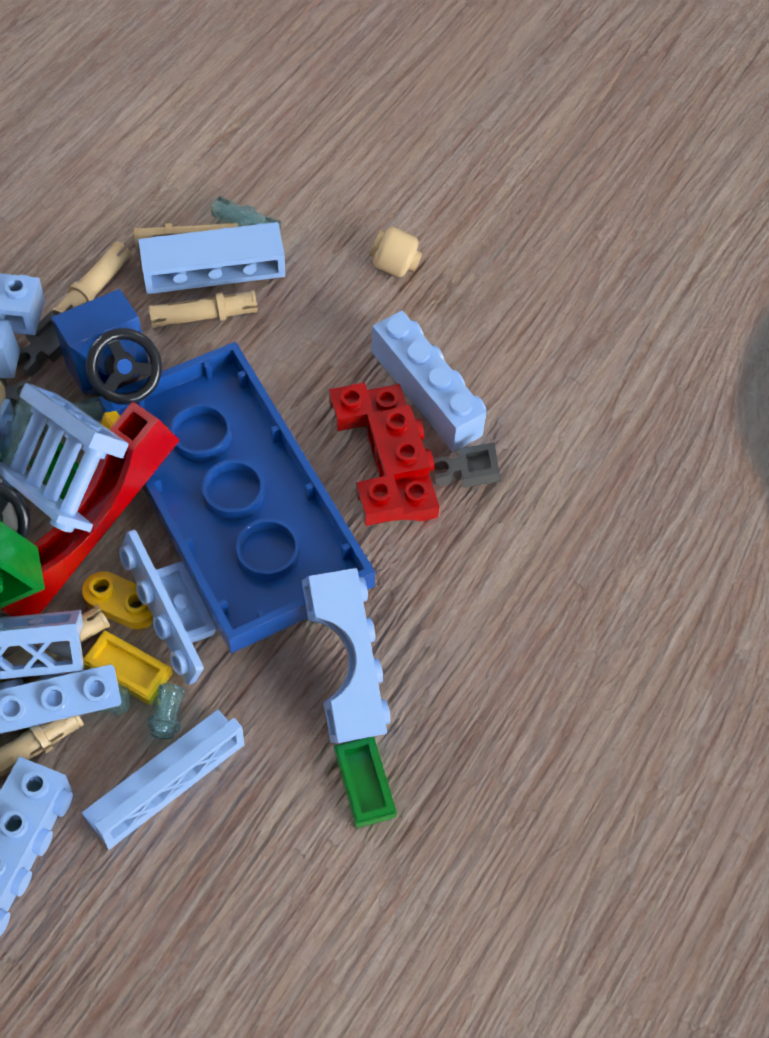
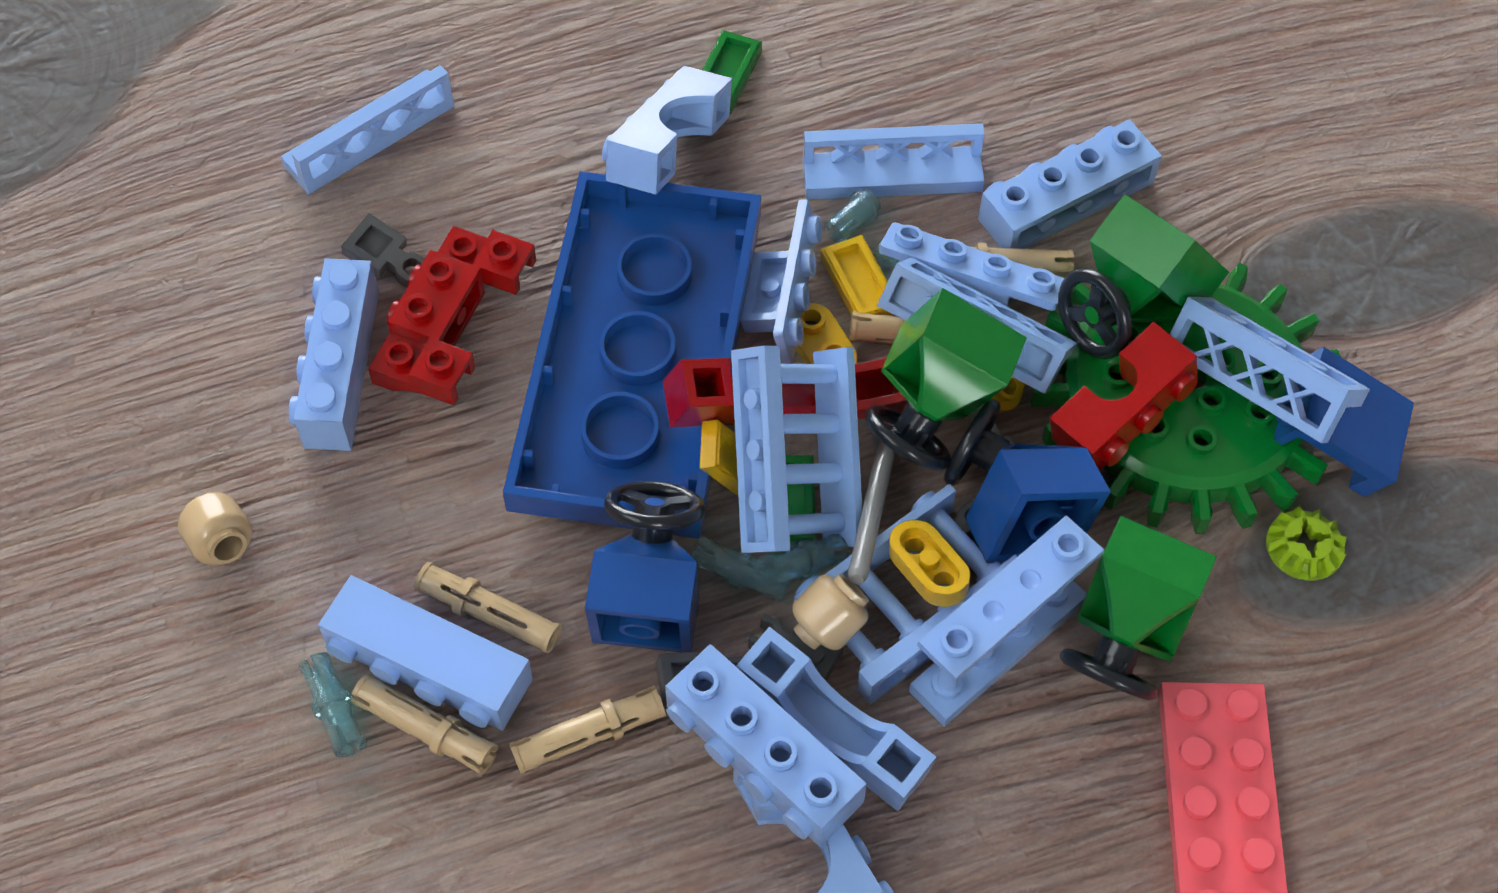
camera: 140 degrees left, 0 degrees up
(572, 548) = (370, 129): none -> light blue fence

